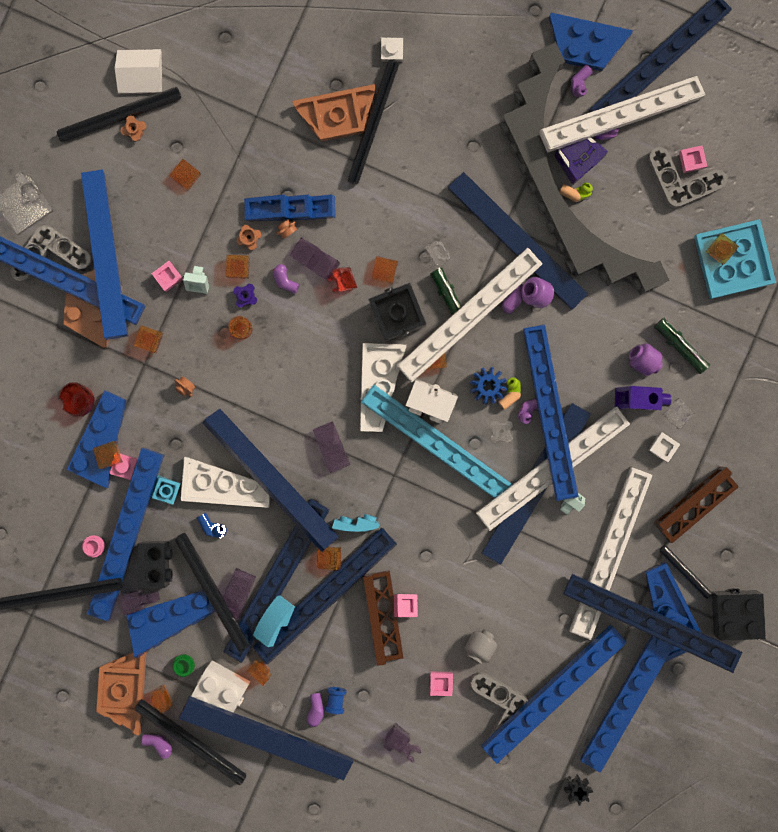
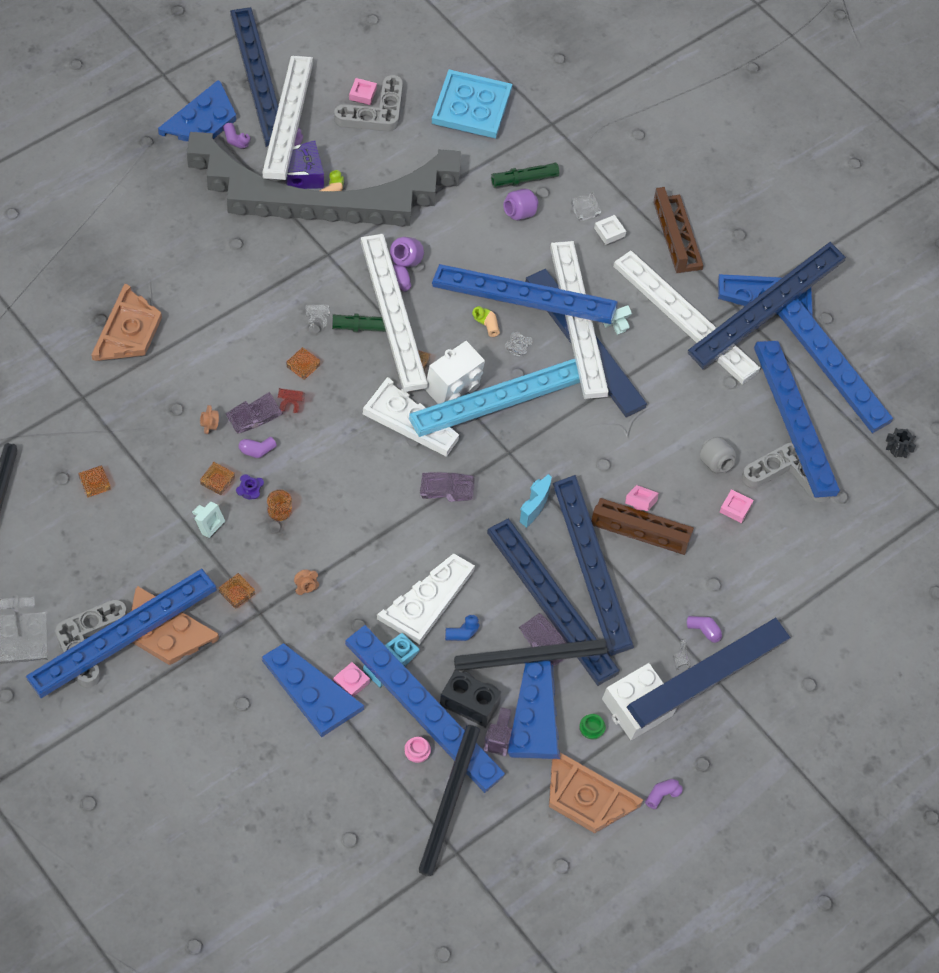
camera: 75 degrees left, 30 degrees down
(77, 399) = (256, 681): clear red hair -> none
(104, 255) = (127, 579): blue tile -> none
(107, 455) = (332, 680): clear orange plate -> none
(139, 128) = (17, 507): nougat plate -> none
(161, 699) = (616, 760): clear orange plate -> none
(167, 276) = (185, 543): bright pink plate -> none
(190, 742) = (676, 754): black axle -> none
(247, 231) = (194, 451): nougat plate -> none
(260, 672) = (638, 656): clear orange plate -> none
(270, 480) = (447, 549): dark blue tile -> none
(273, 619) = (592, 613): medium azure slope -> none
(289, 207) = (187, 412): blue slope -> none
(329, 558) = (556, 540): clear orange plate -> none
(335, 700) = (704, 603): blue bush -> none
(373, 122) = (168, 315): black axle -> none
(392, 49) = (100, 259): white plate -> none
(397, 312) = (352, 365): black brick -> none
(399, 740) = (773, 567): clear purple piece -> none
(489, 393) = (469, 329): blue gear -> none
(516, 238) = (337, 251): dark blue tile -> none
(526, 411) = (511, 316): medium lavender arm -> none
(641, 398) = (556, 214): dark purple torso -> none
(686, 572) = (736, 268): black bar -> none
(722, 248) = (457, 104): clear orange plate -> none
(738, 614) = (796, 241): black brick -> none

